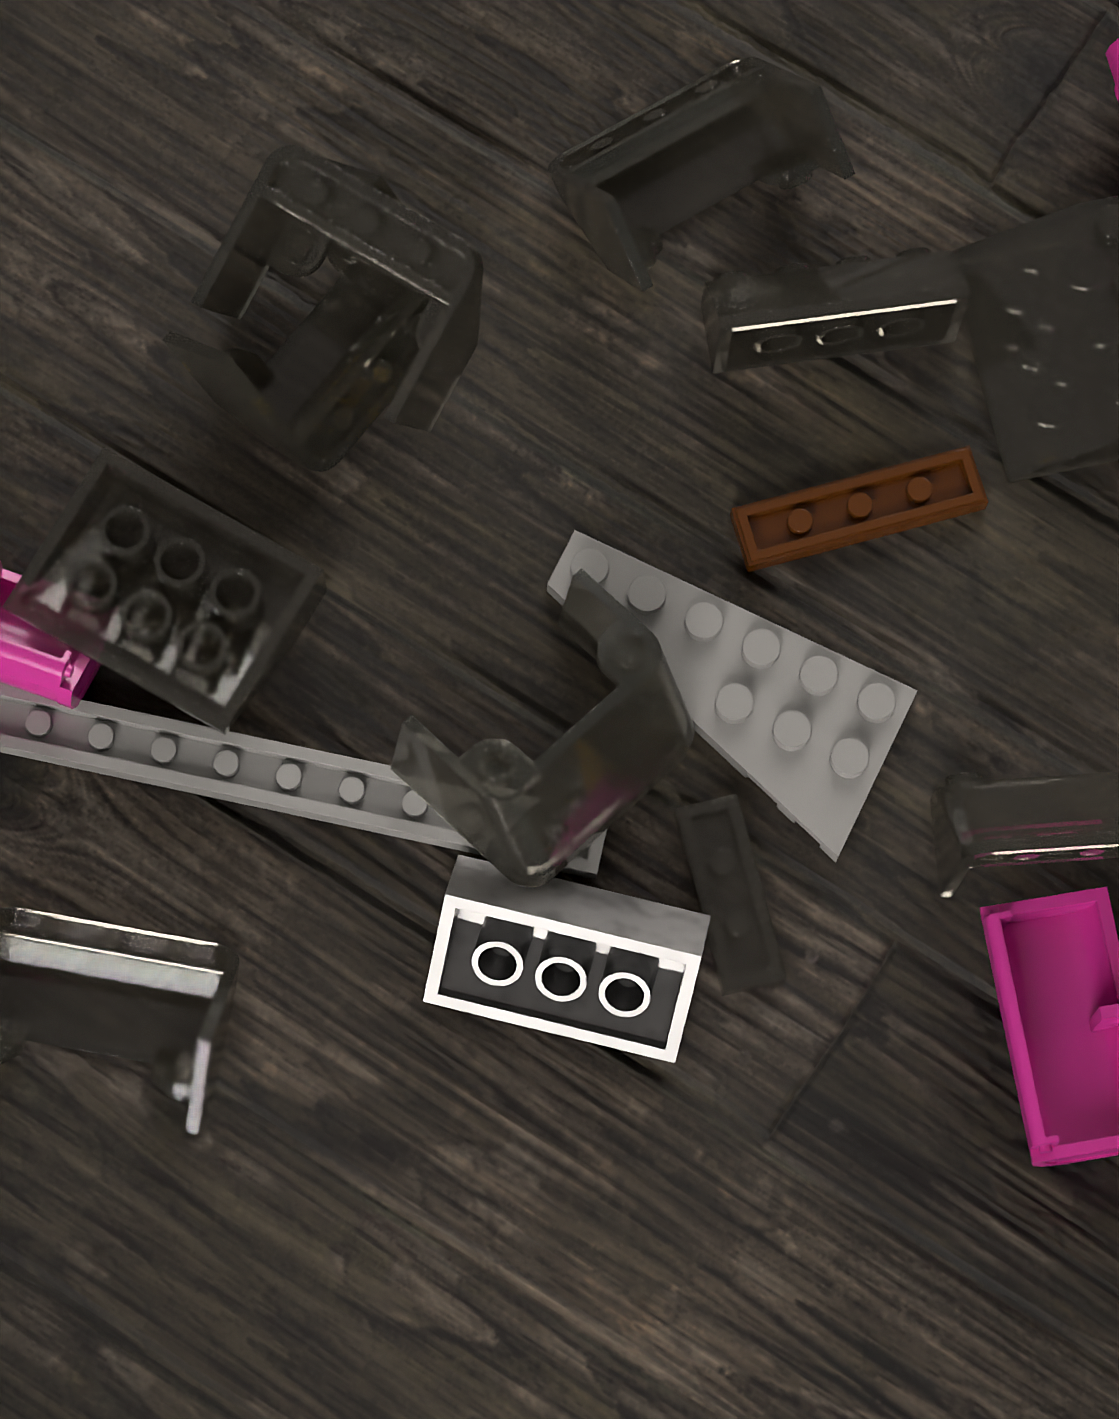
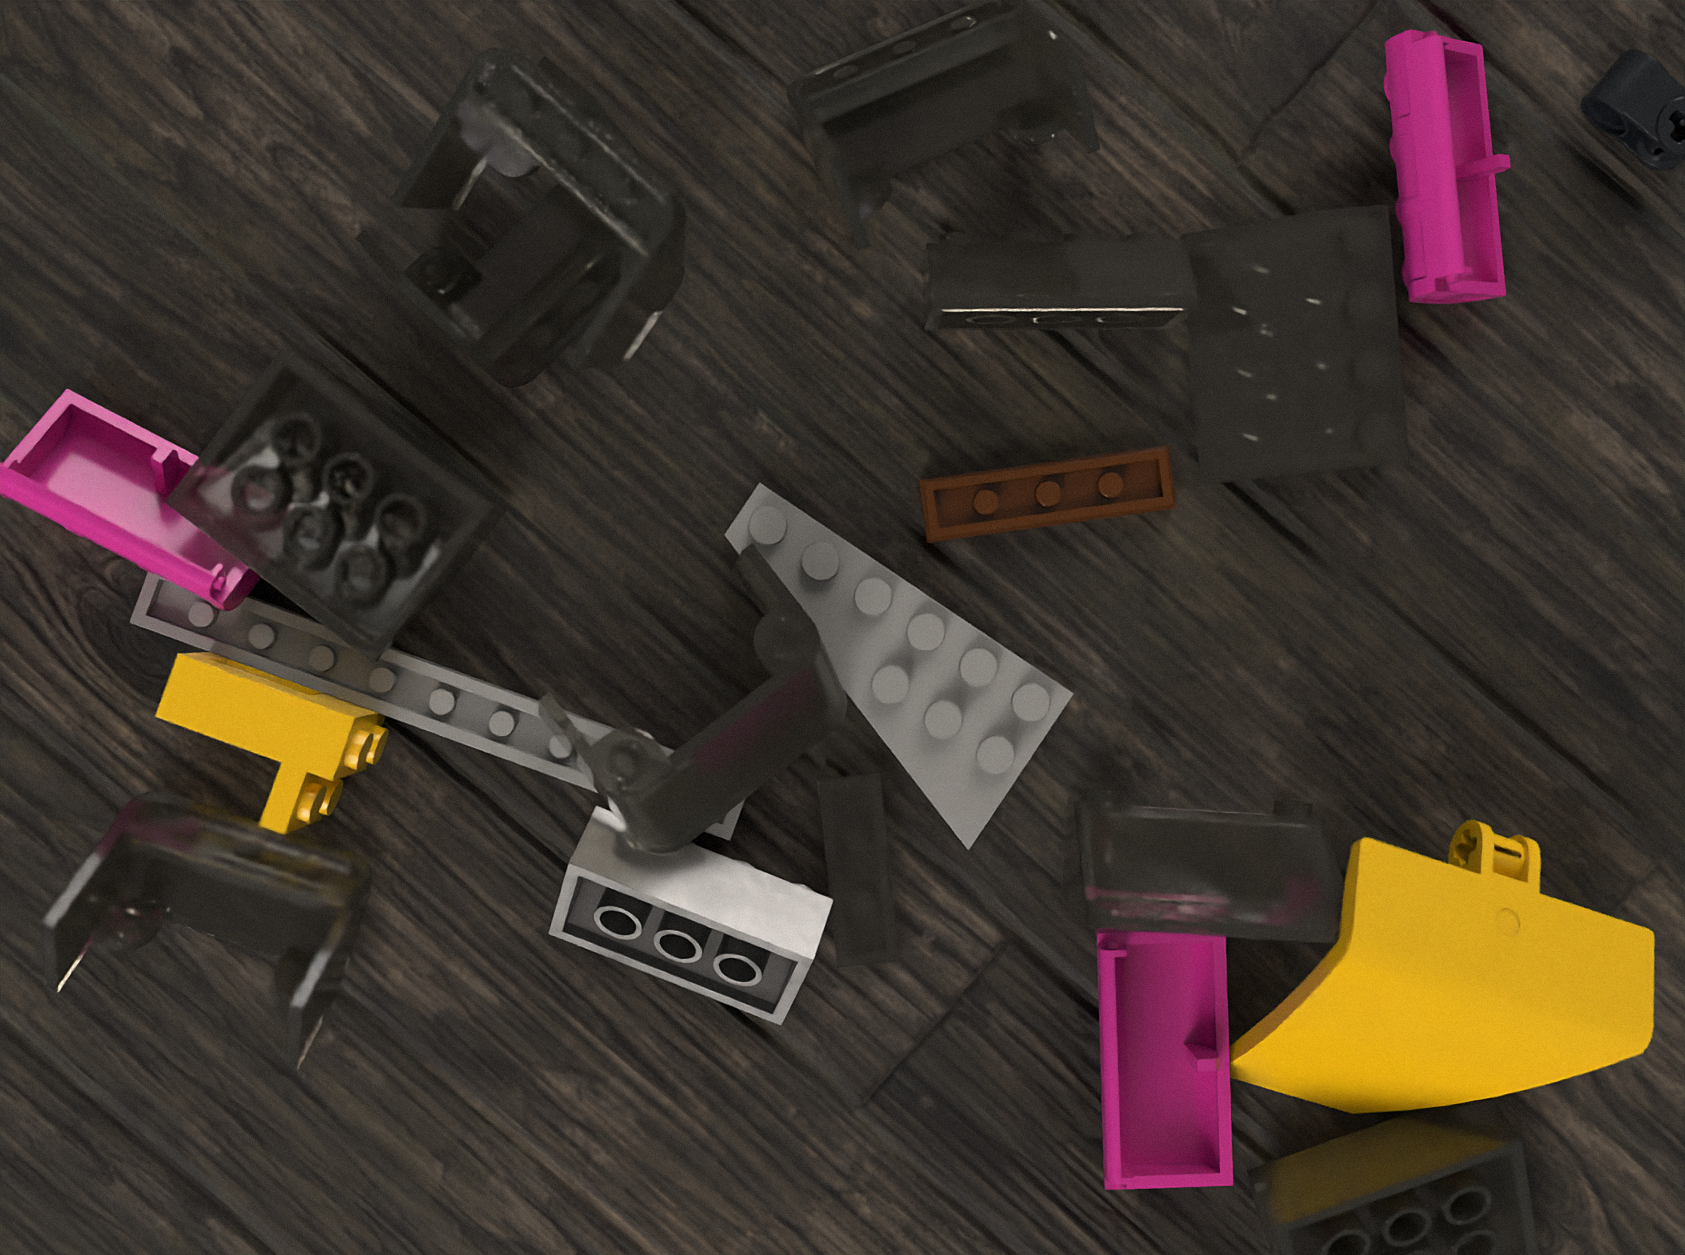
camera: 10 degrees right, 15 degrees up
(138, 803) = (300, 727): none -> yellow brick

